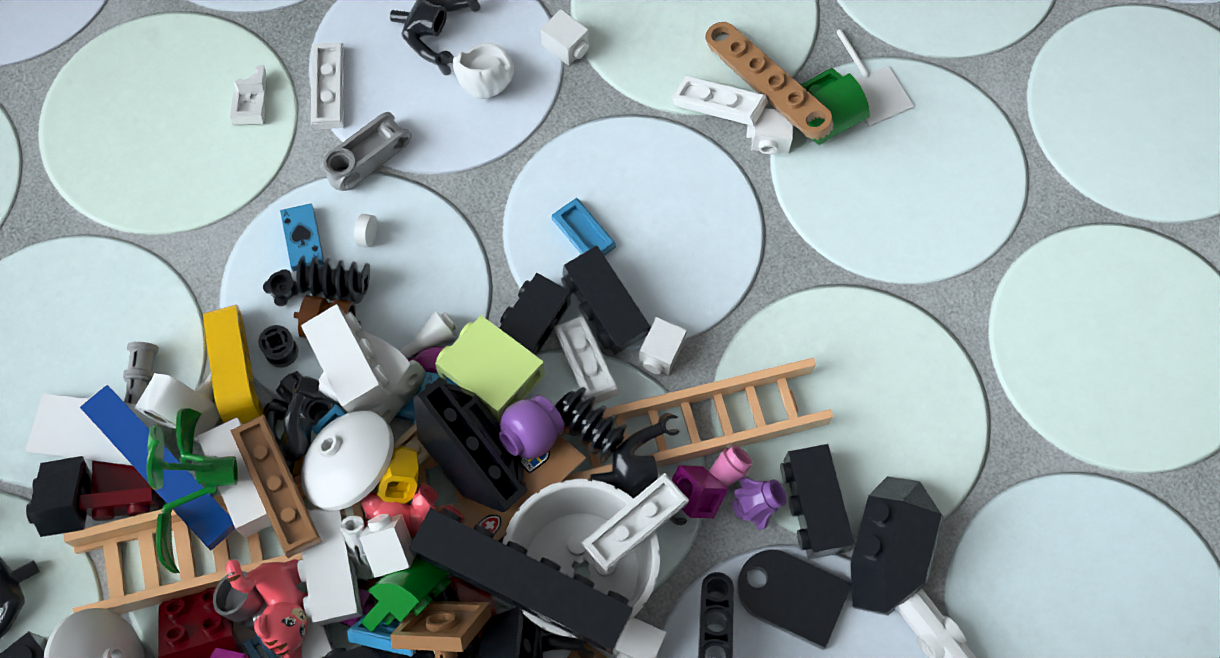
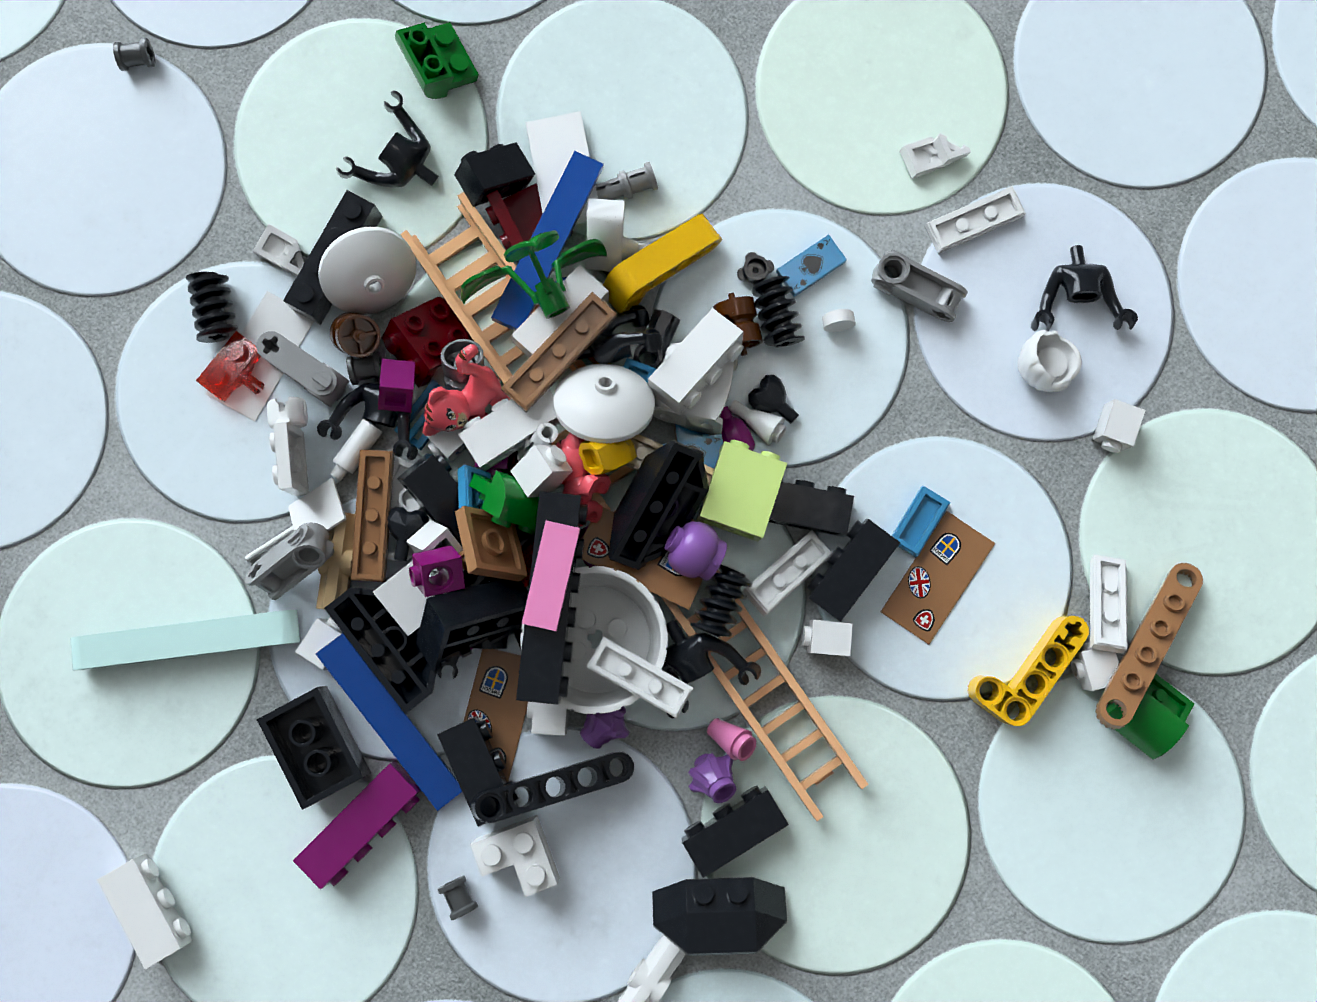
camera: 70 degrees right, 15 degrees up
(281, 353) = (697, 299): black wheel -> none
(412, 317) = (772, 398): none -> black rock
(499, 565) = (551, 575): none -> bright pink tile
(642, 235) = (937, 577): none -> medium nougat sticker
(671, 592) = (604, 727): none -> medium lavender rock
(701, 489) = (700, 719): magenta brick -> none
(738, 147) = (1034, 665): none -> yellow beam
(795, 596) = (642, 836): black tile -> none
(881, 88) = (1191, 758): white piece -> none

